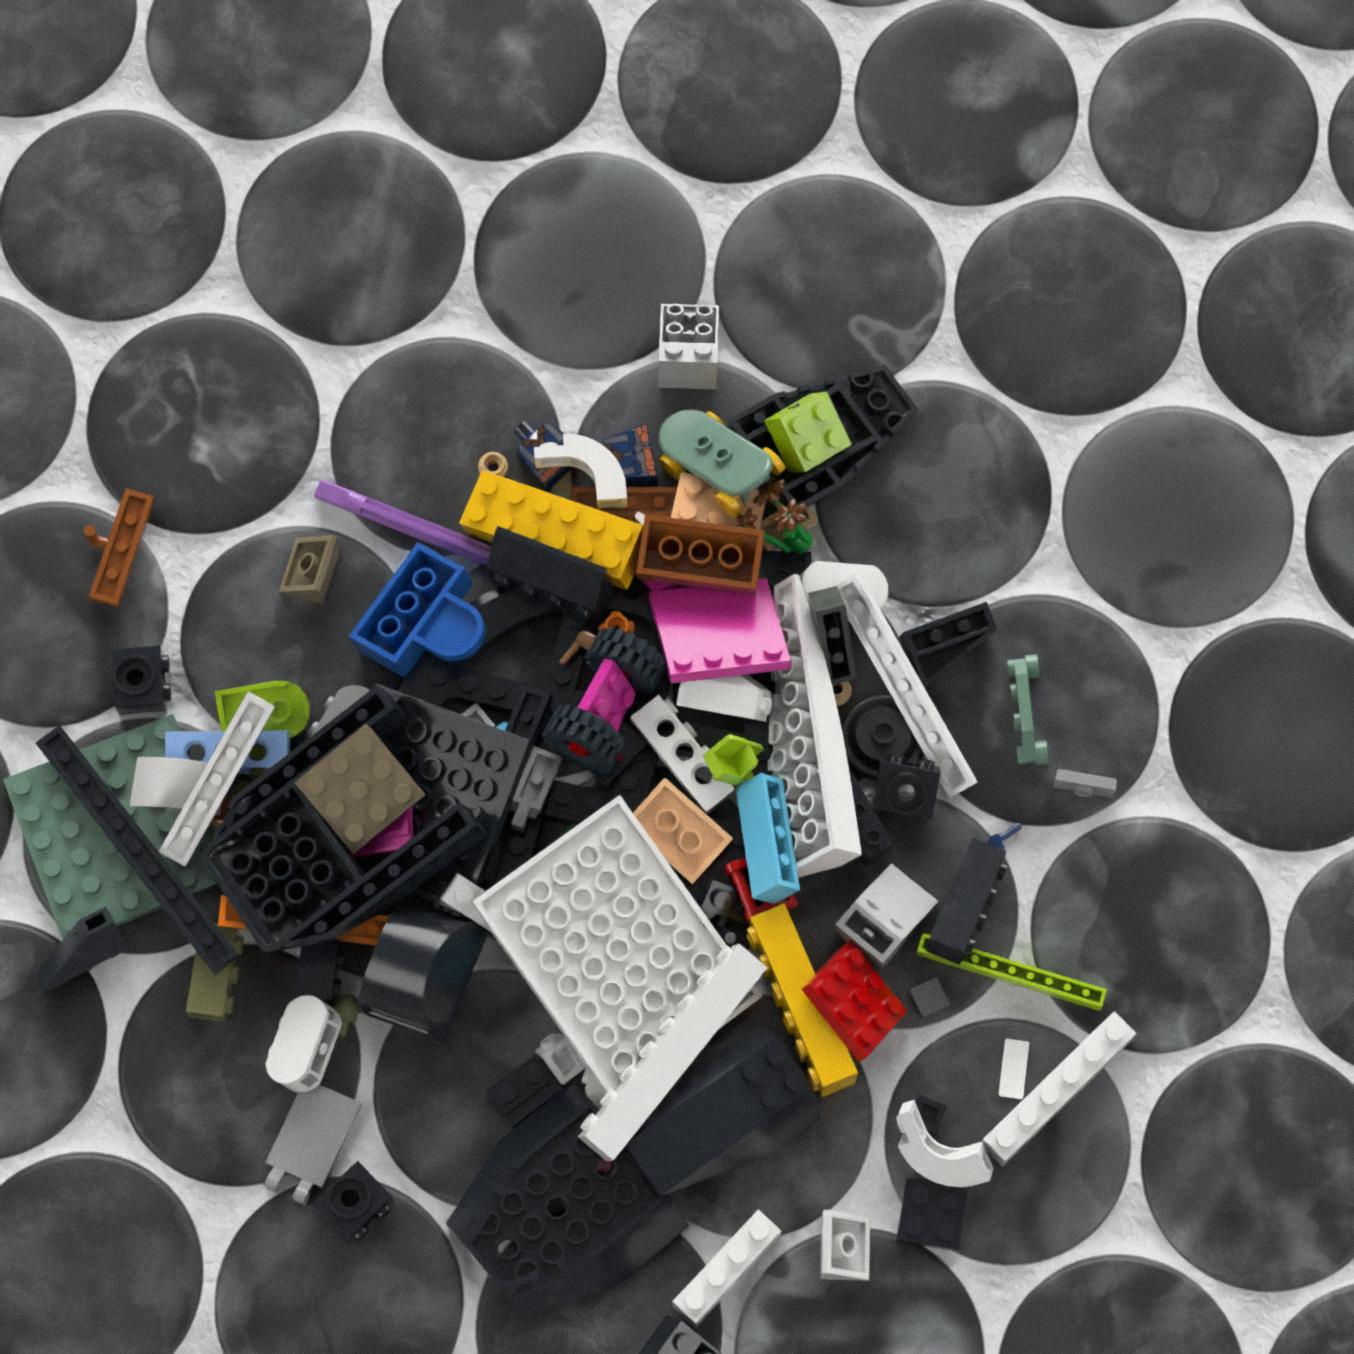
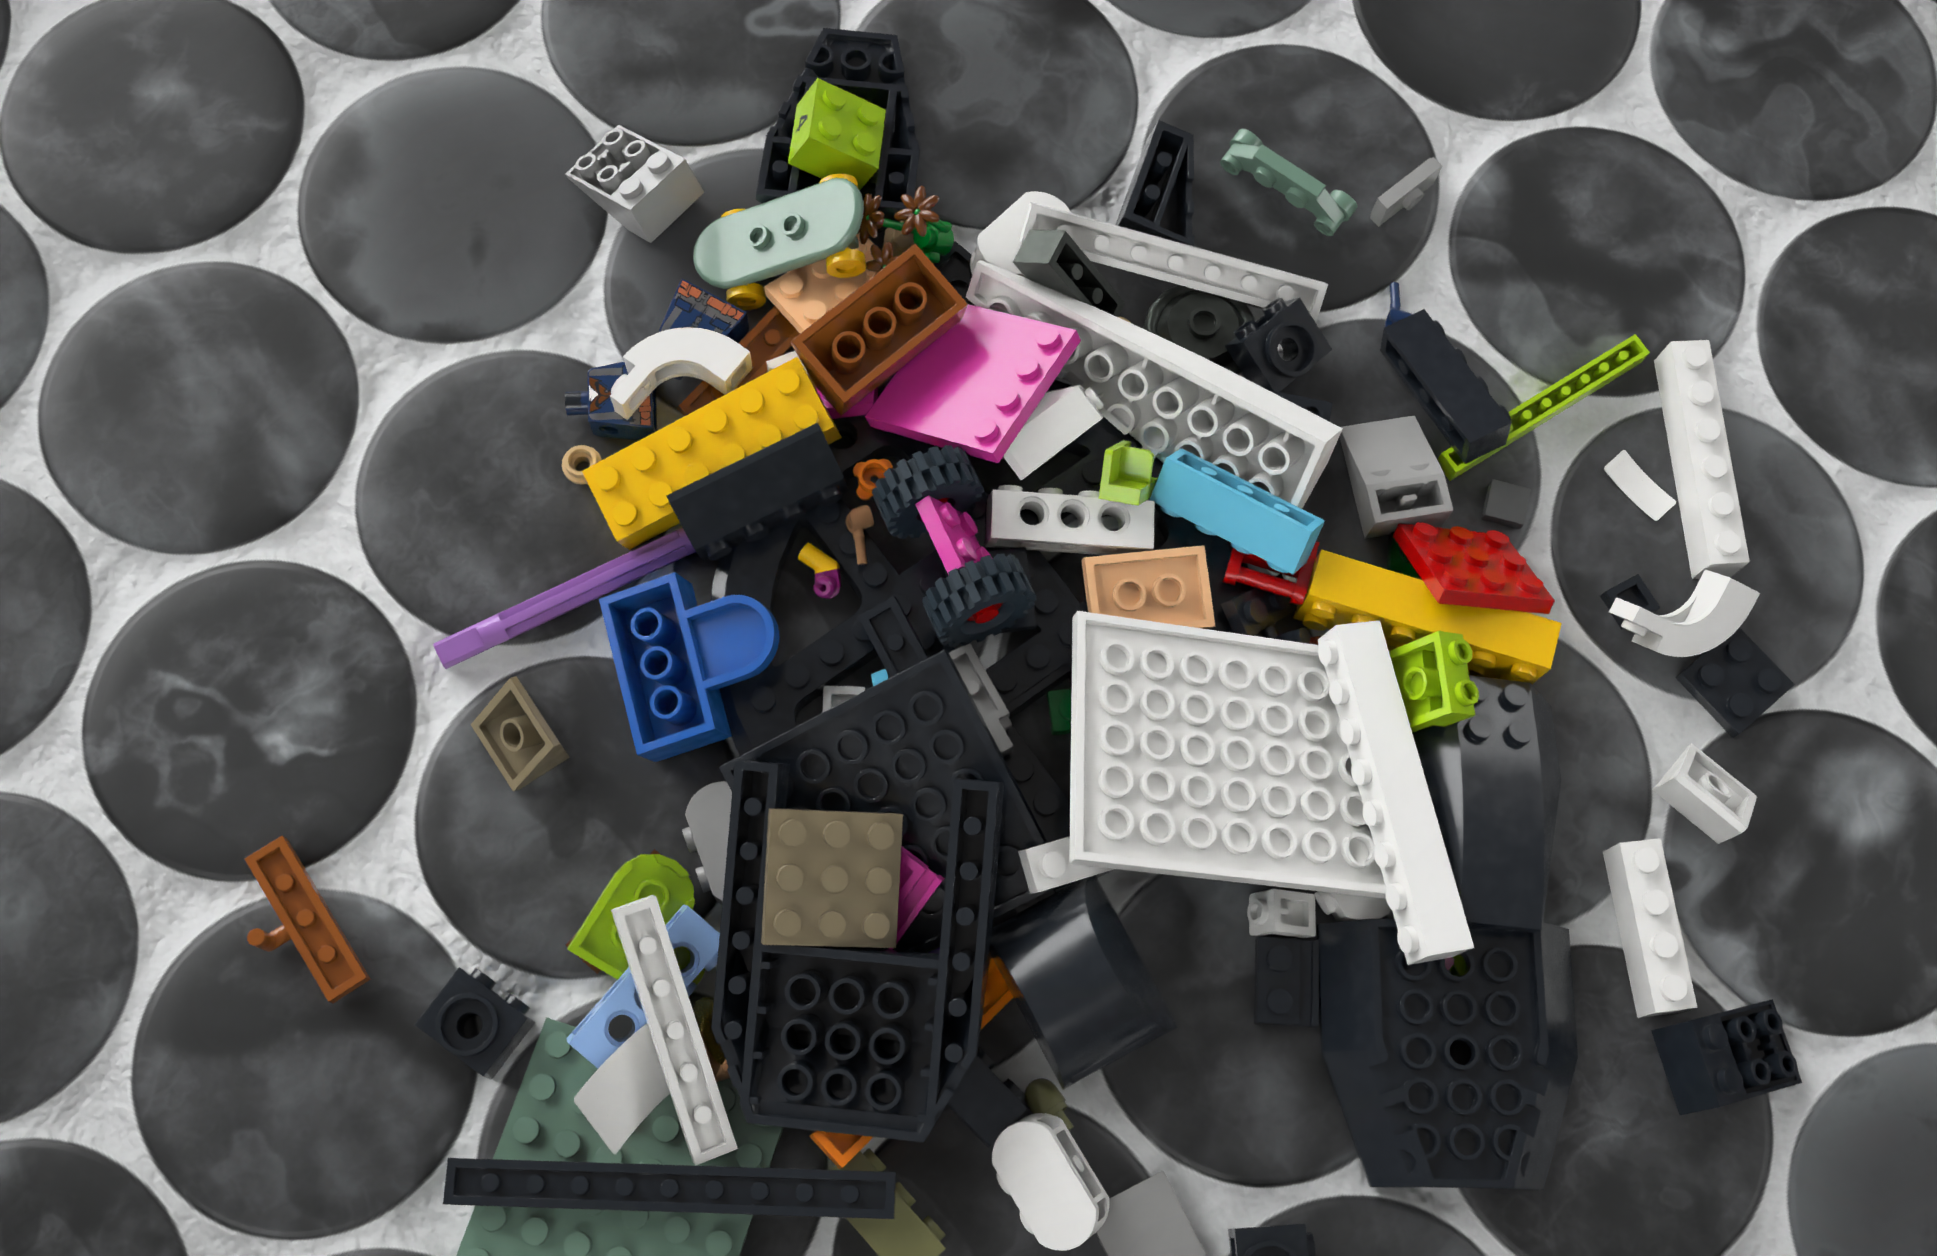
camera: 55 degrees left, 0 degrees up
(541, 648) = (826, 571): none -> arm
(755, 1024) = (1435, 680): none -> lime plate

